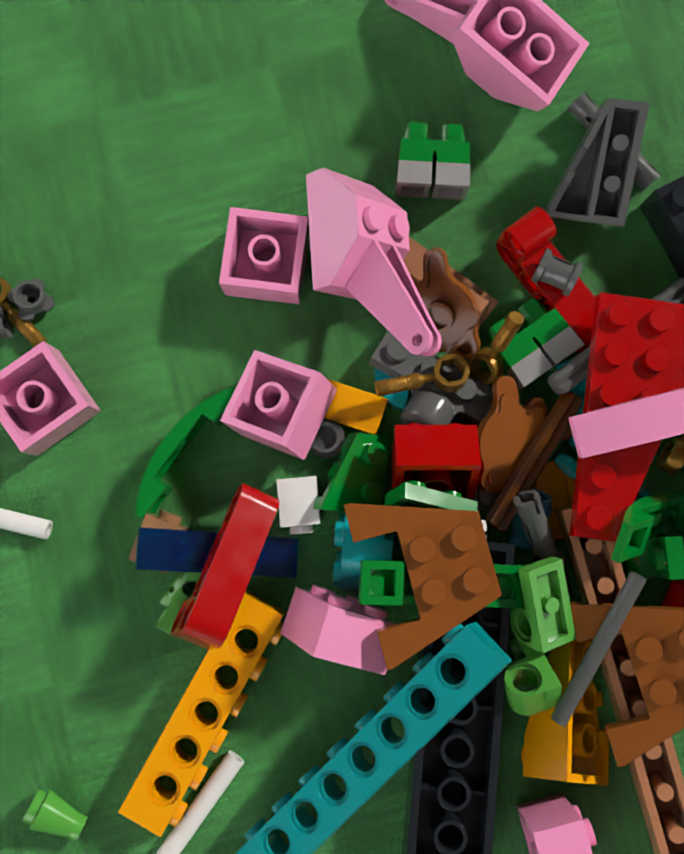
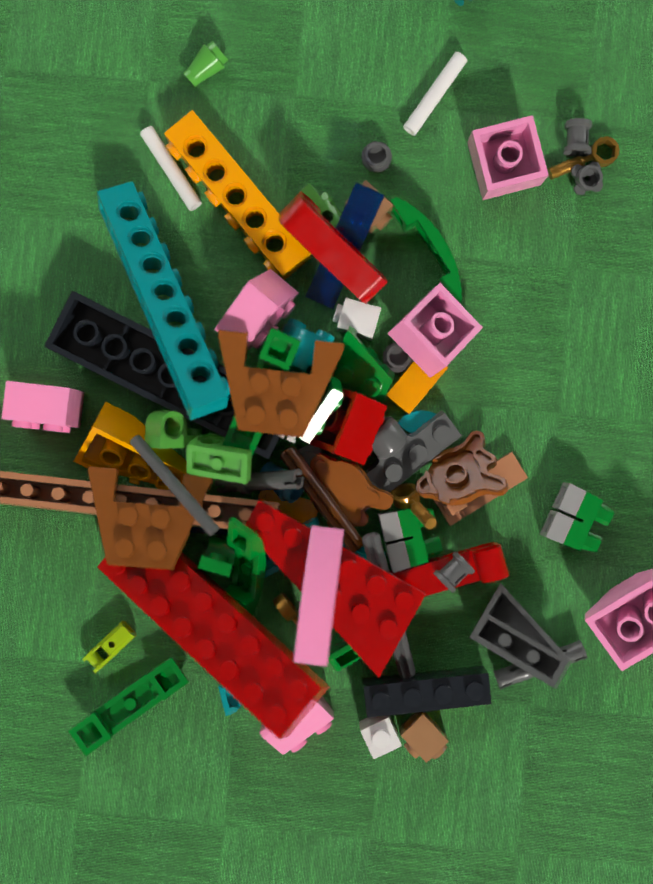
camera: 110 degrees right, 5 degrees up
(94, 557) = (376, 157): none -> dark grey plate
(264, 255) = (551, 363): bright pink brick -> none
(360, 255) = (527, 432): bright pink slope -> none
(416, 380) = (413, 437): pearl gold piece -> none

